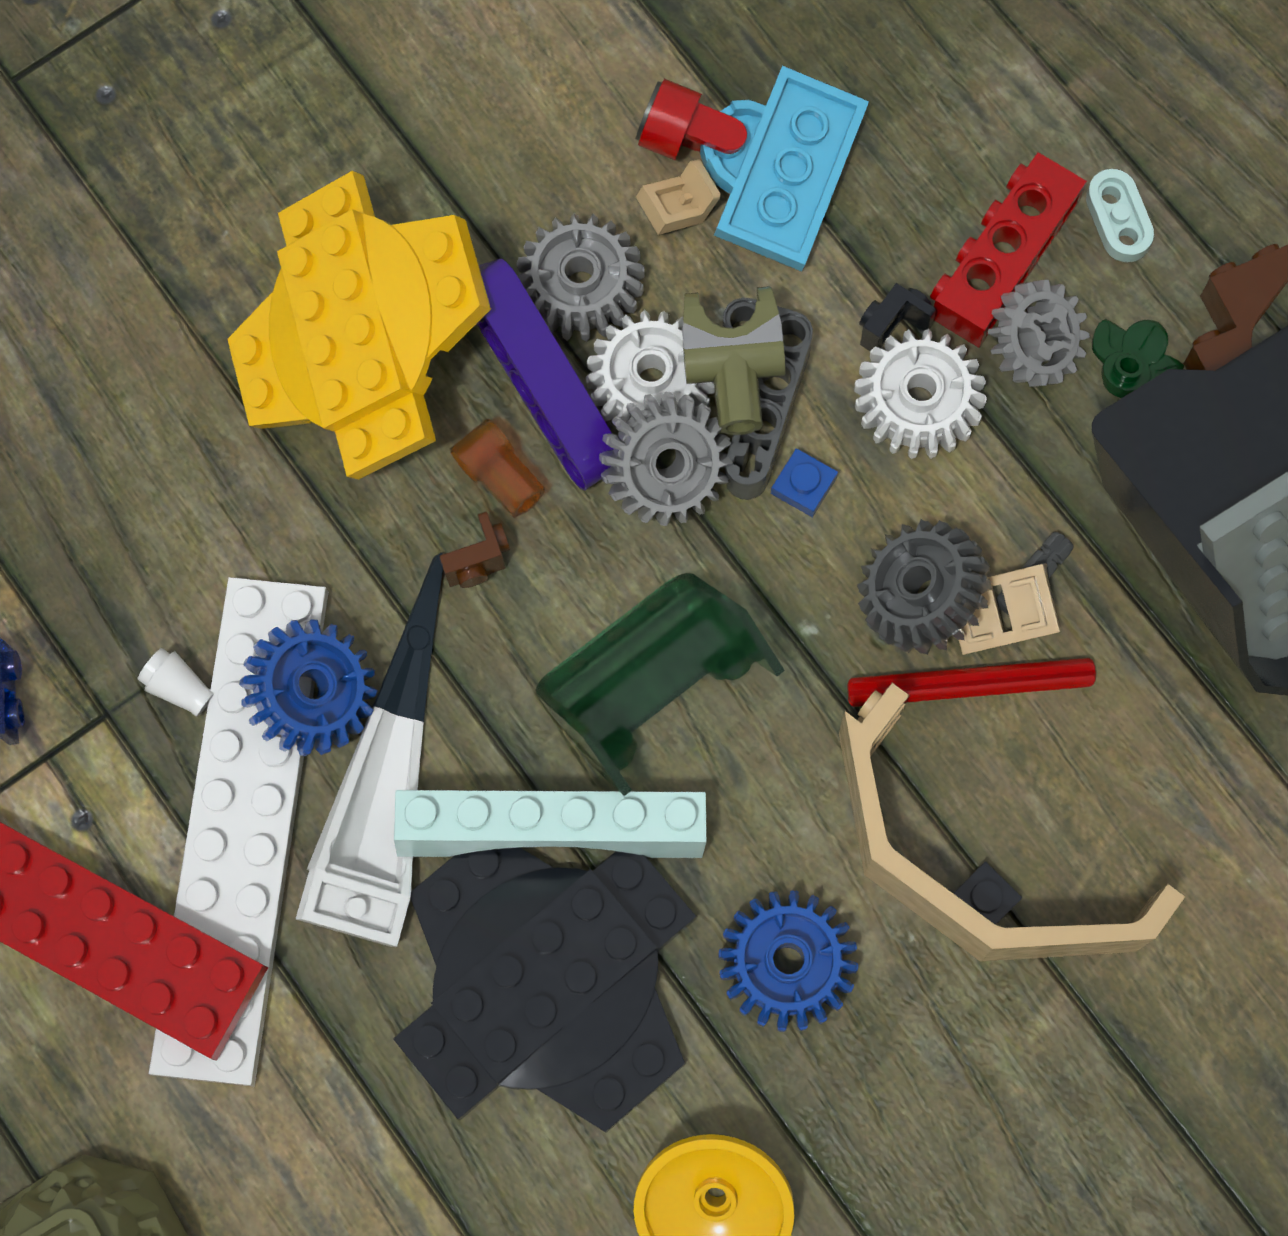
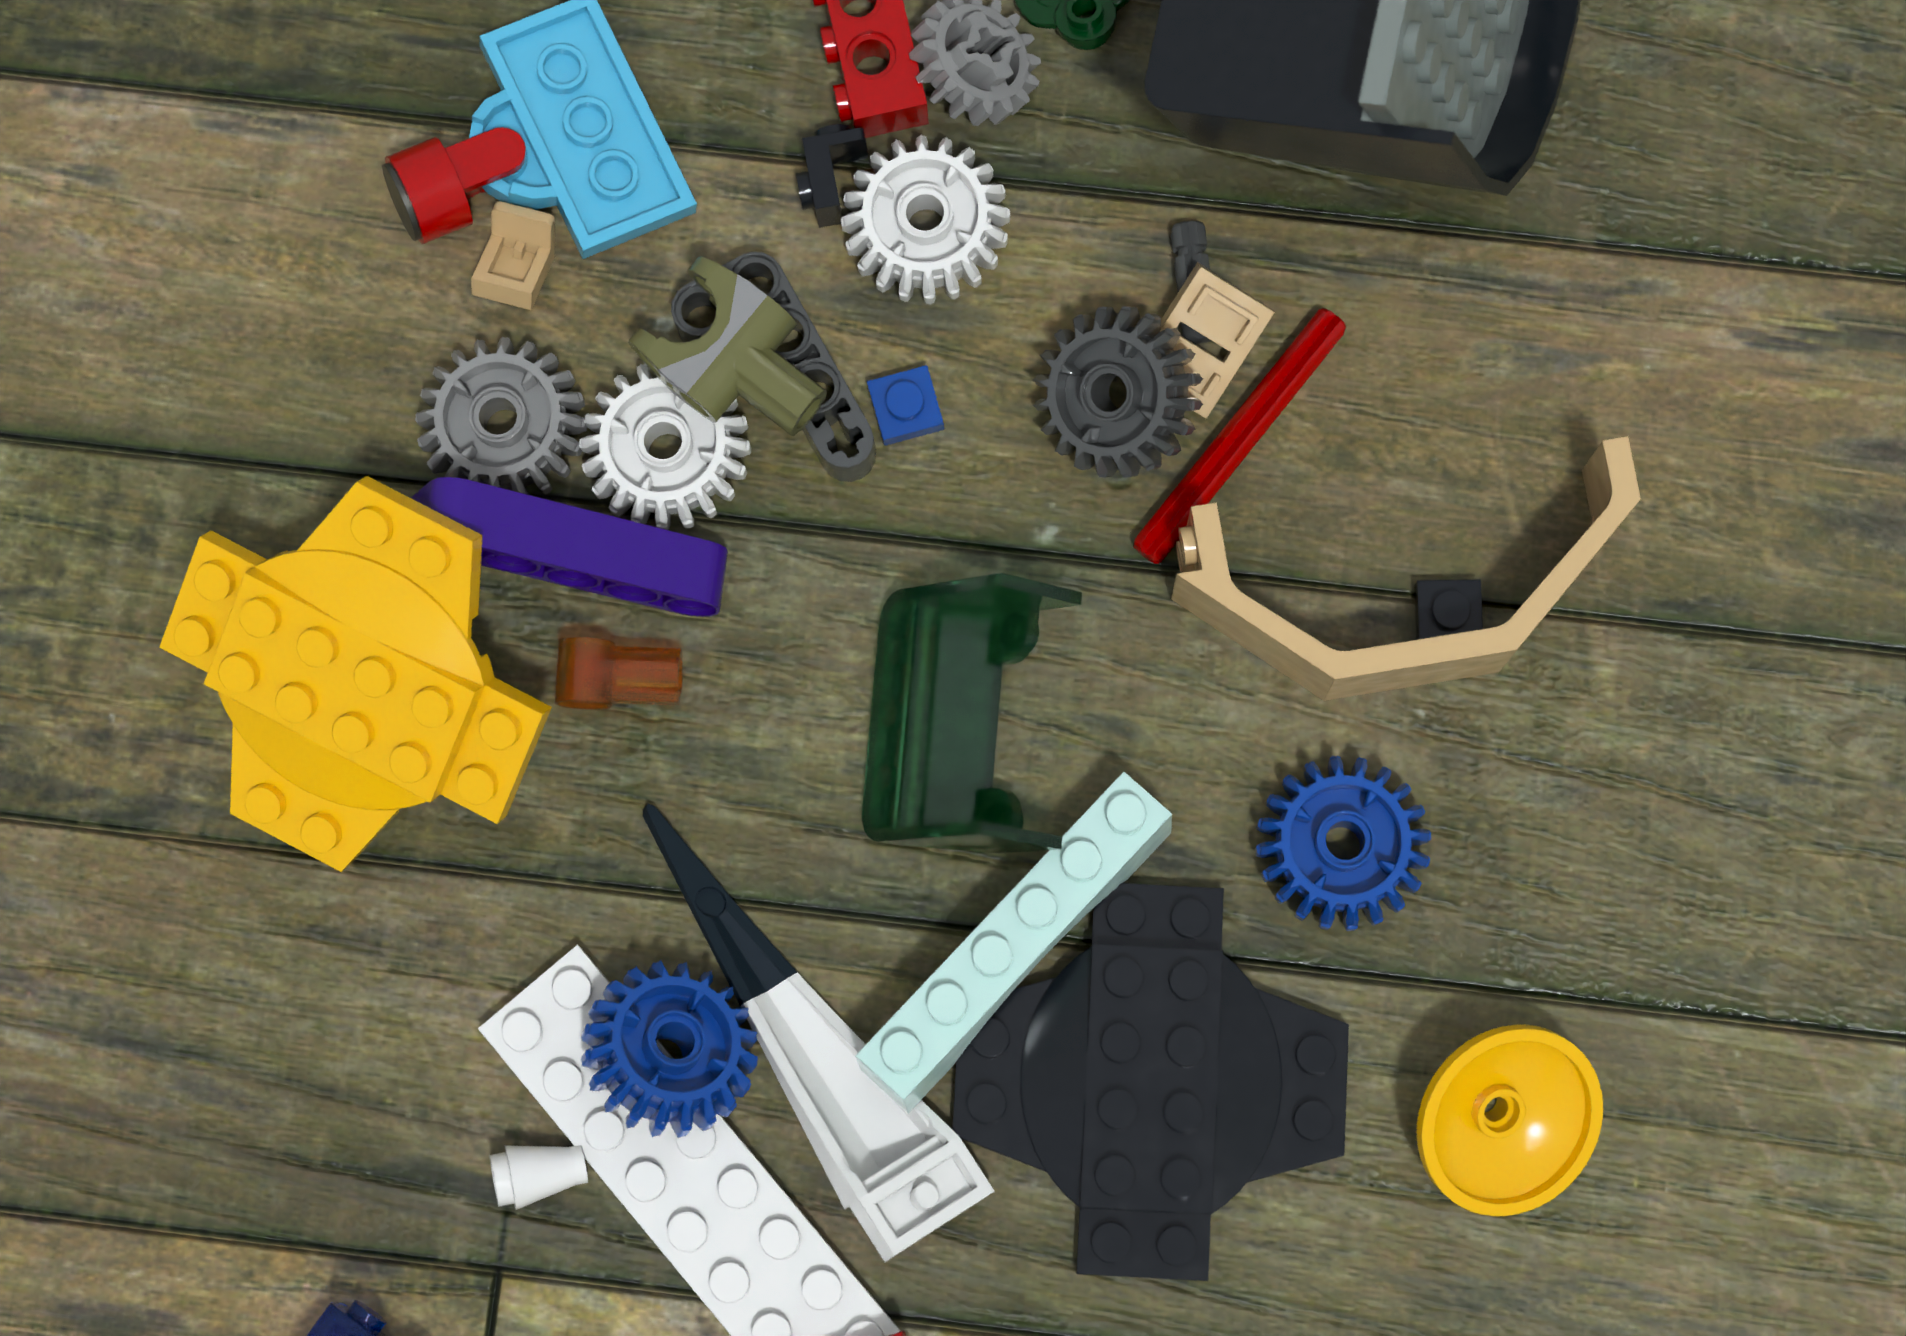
camera: 45 degrees left, 5 degrees up
(473, 563) = (690, 786): reddish brown bracket -> none
(644, 438) = (731, 516): light grey gear -> none

